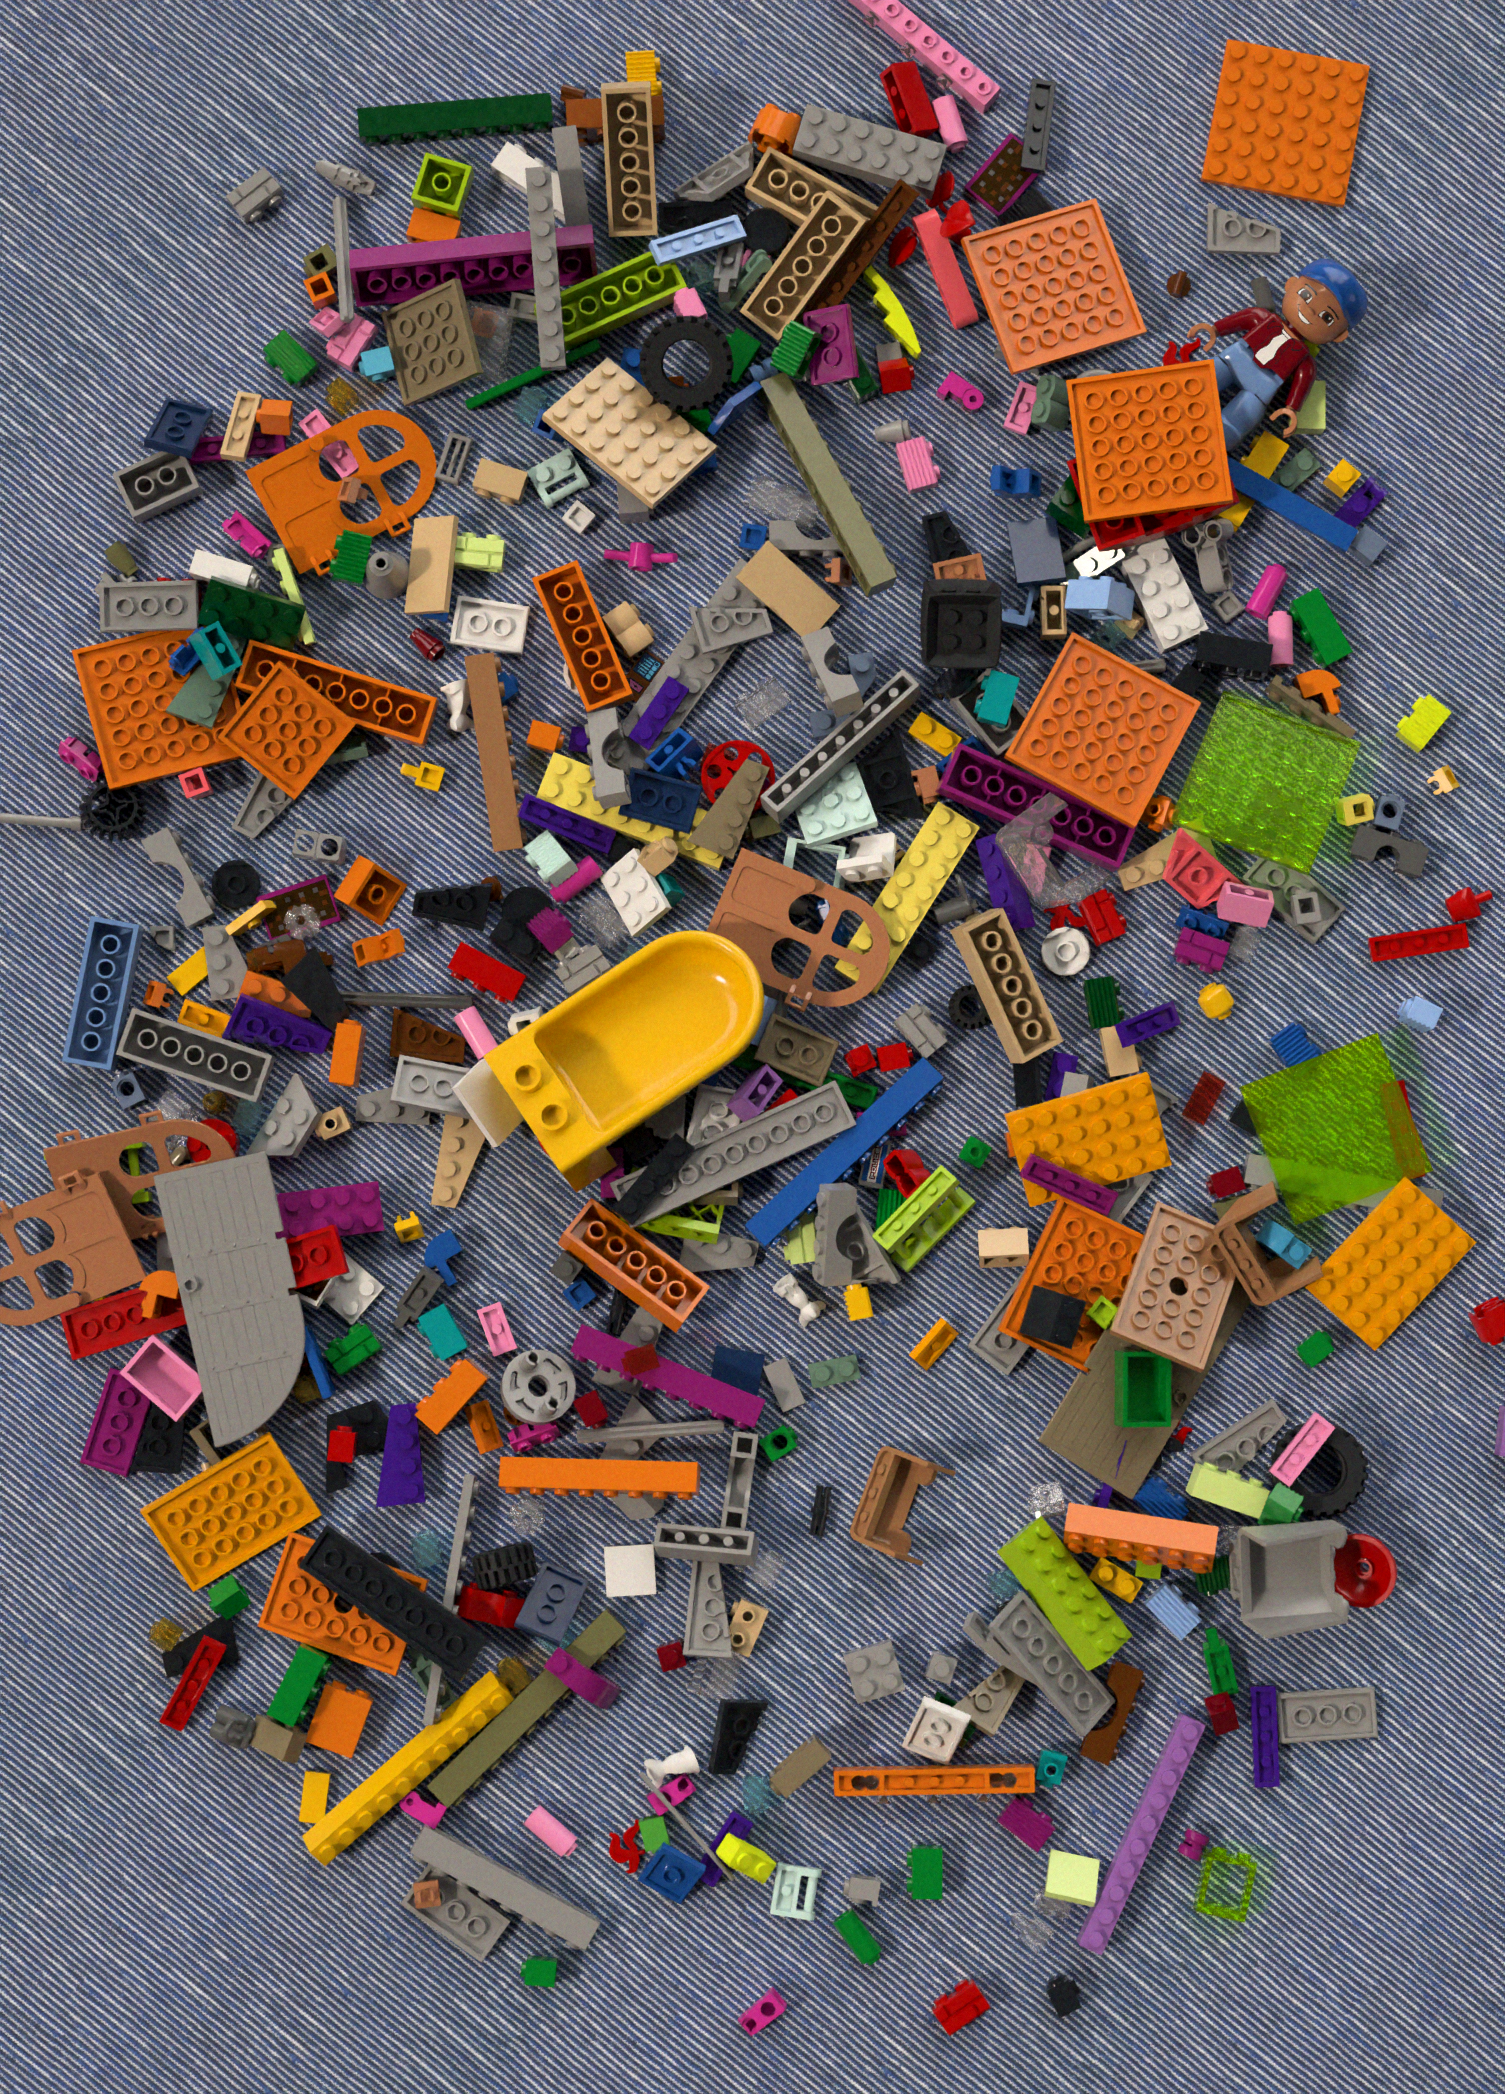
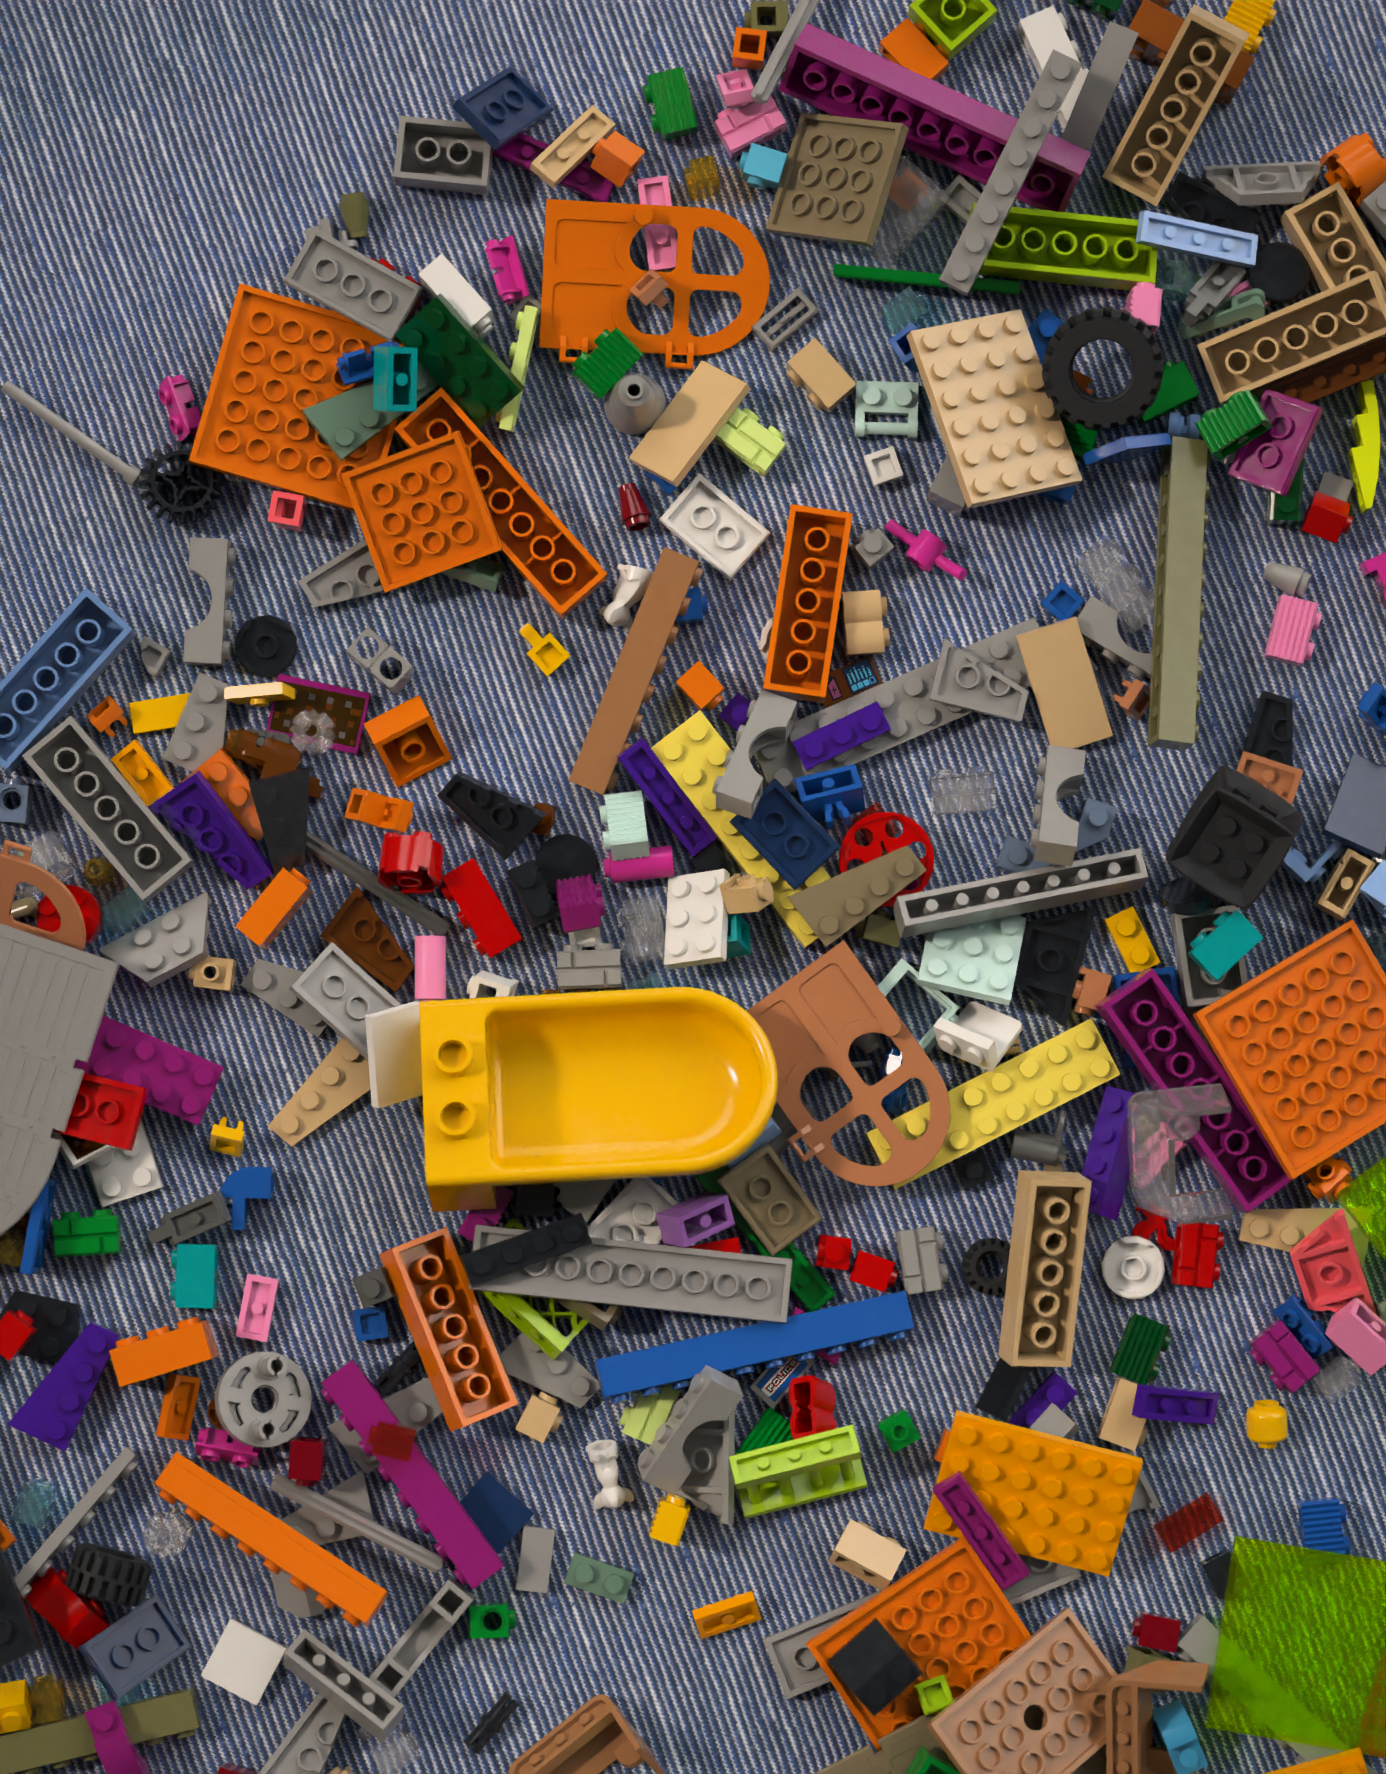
camera: 30 degrees right, 0 degrees up
(421, 969) = (411, 862): none -> red brick
(603, 576) = (871, 547): none -> light grey brick
(730, 1287) = (540, 1417): none -> tan brick

